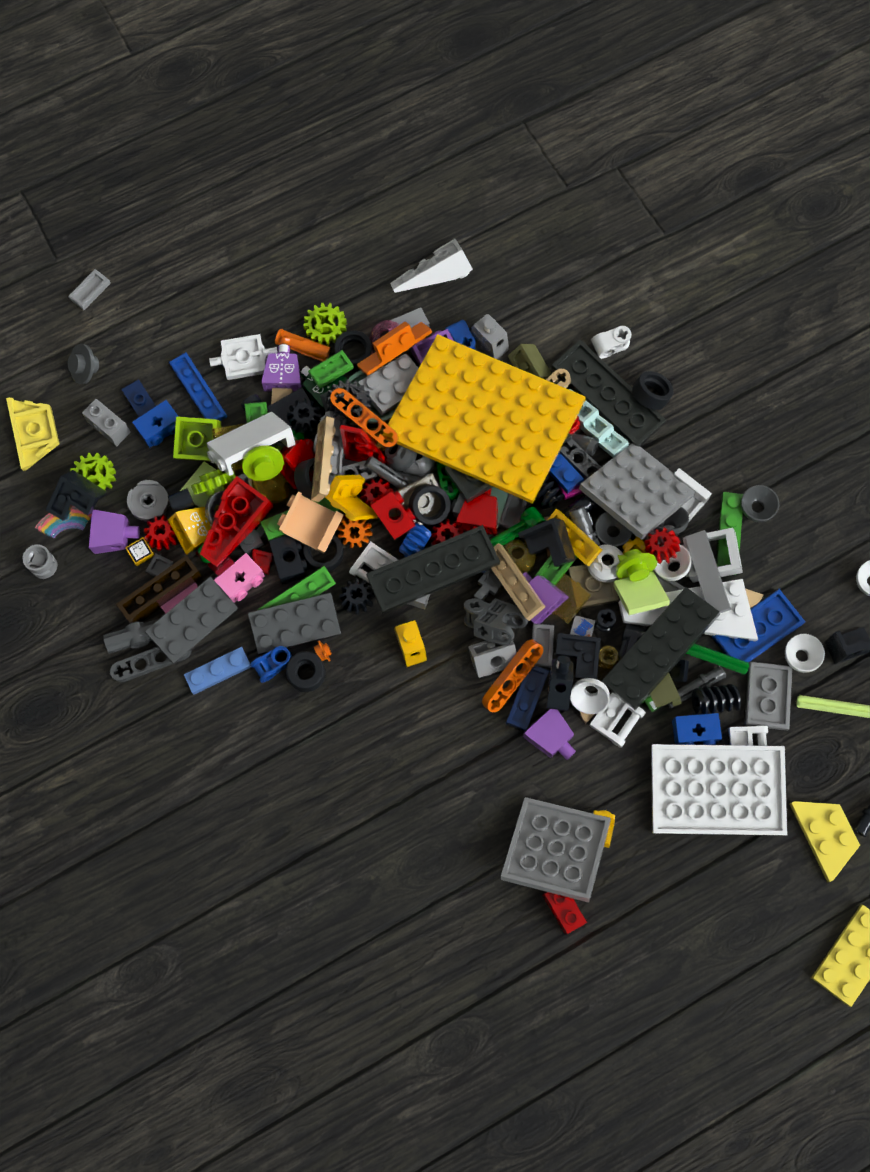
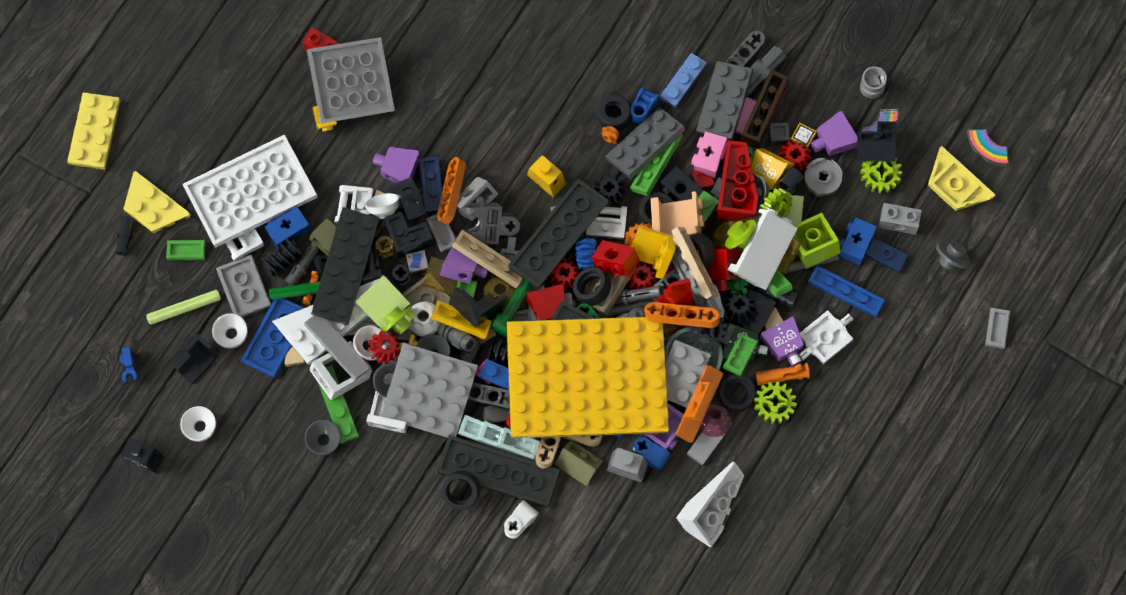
camera: 155 degrees right, 0 degrees up
(694, 663) = (314, 278): none -> orange piece
(811, 766) = (186, 249): none -> bright green tile

